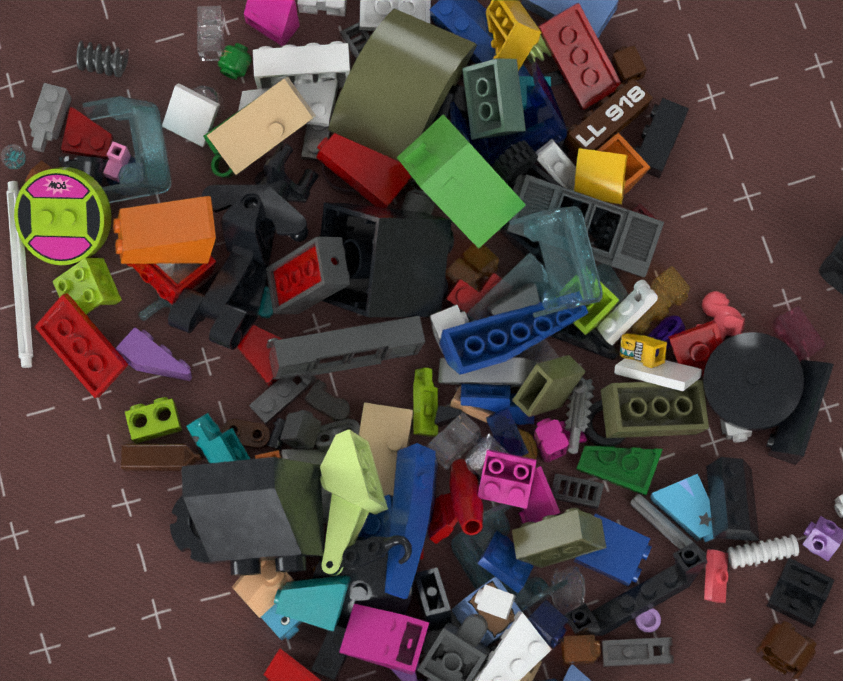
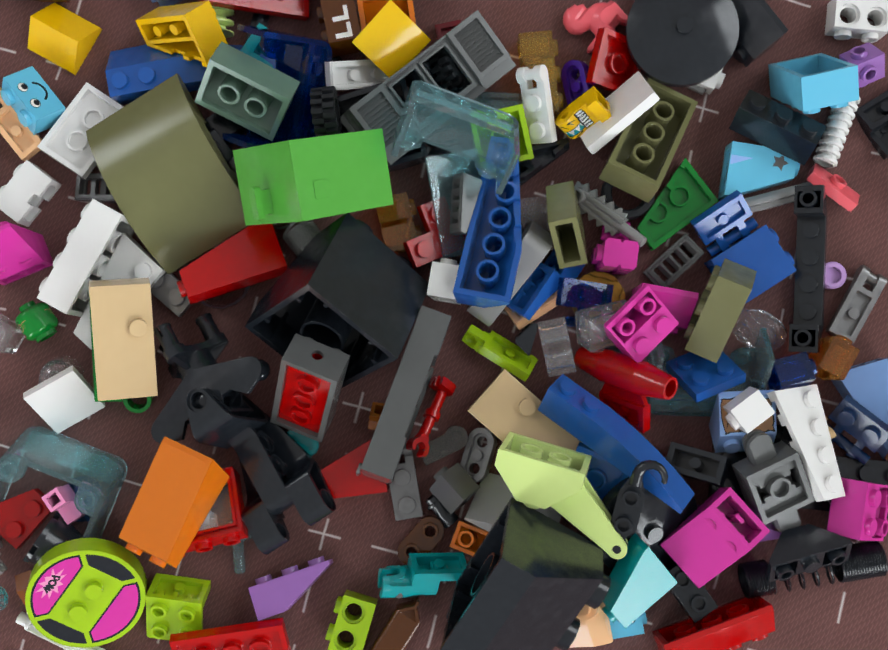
camera: 60 degrees left, 10 degrees up
(370, 378) = (443, 389): none -> red piece
(632, 502) = (720, 219): none -> blue plate
(778, 502) = (814, 82): none -> medium azure piece

